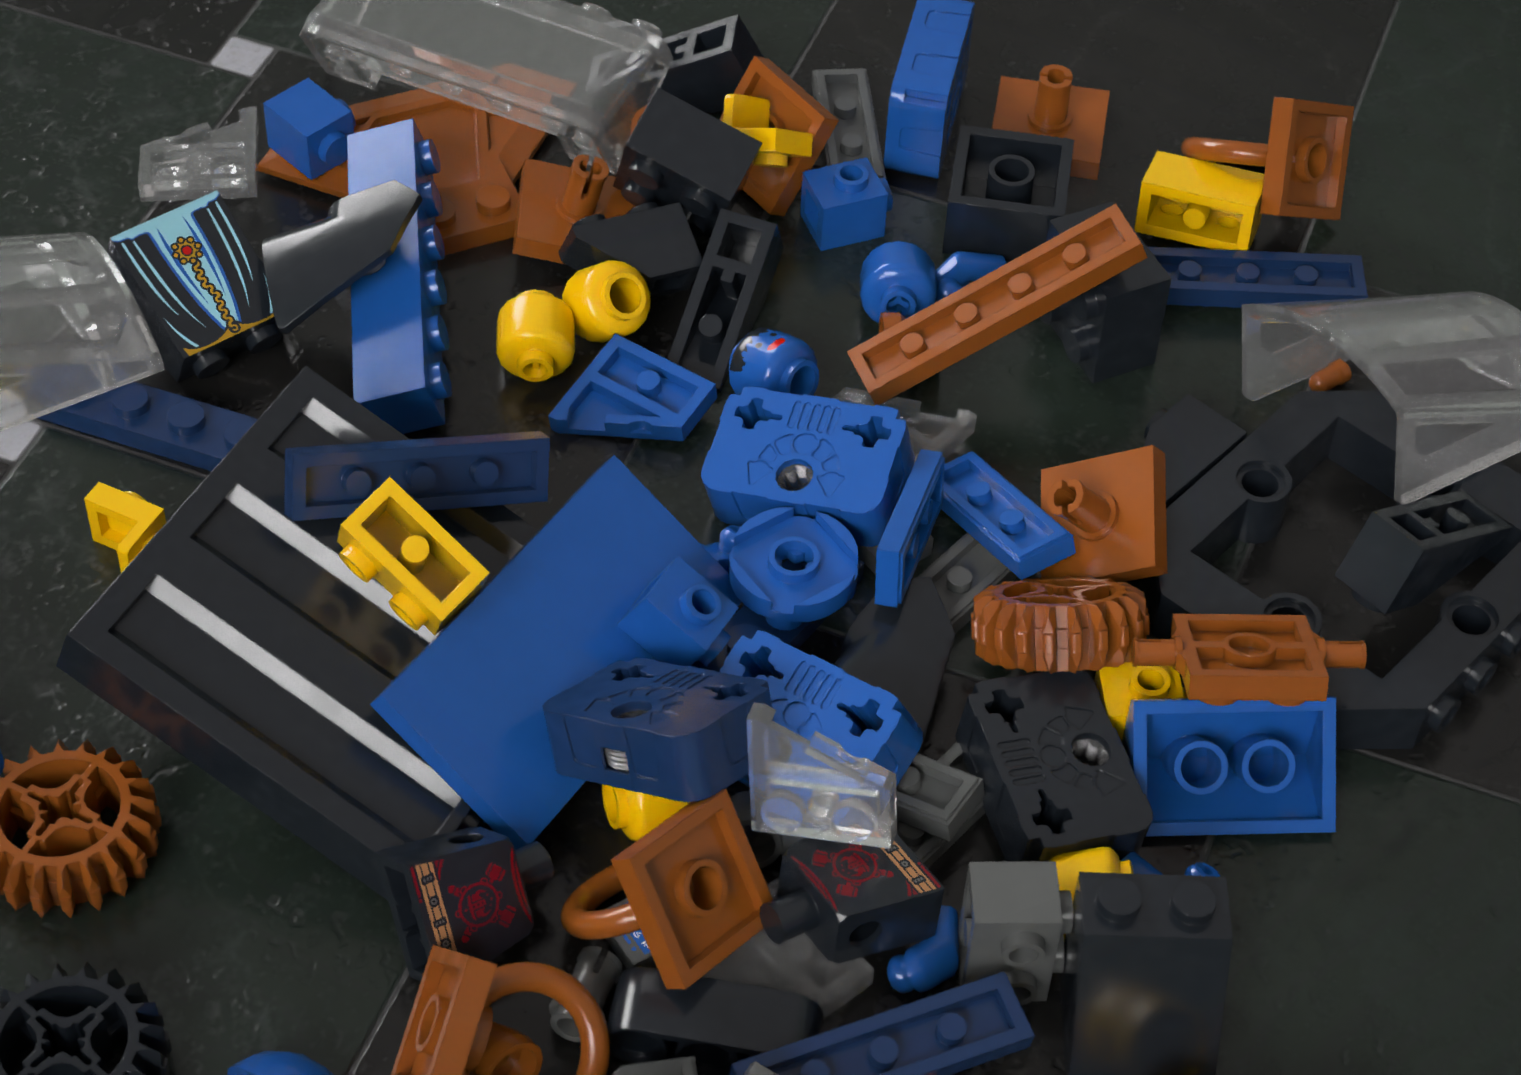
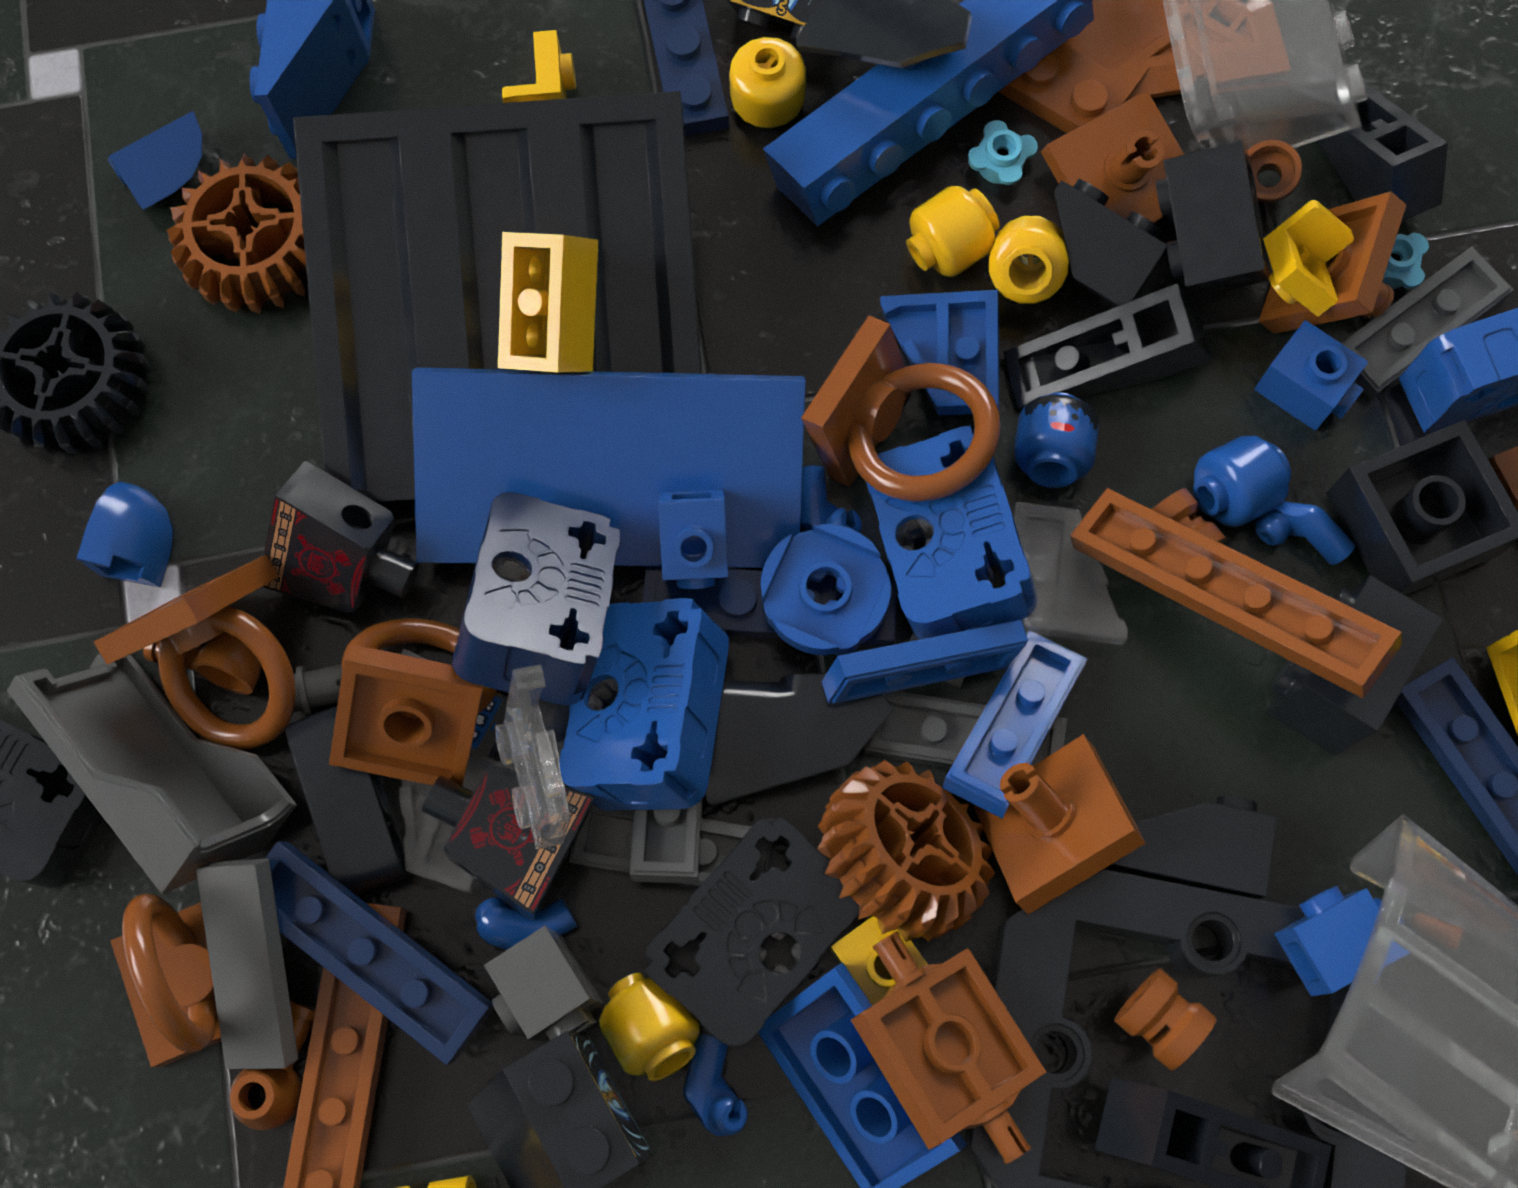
camera: 65 degrees right, 25 degrees up
(276, 363) = (767, 82): none -> yellow head
(433, 471) = (640, 249): dark blue plate -> none
(488, 280) = (1001, 168): none -> medium azure plate
(655, 451) = (864, 403): none -> dark orange tile
(1308, 523) = (1165, 1020): none -> dark orange wheel
(1311, 396) = (1330, 938): none -> blue brick

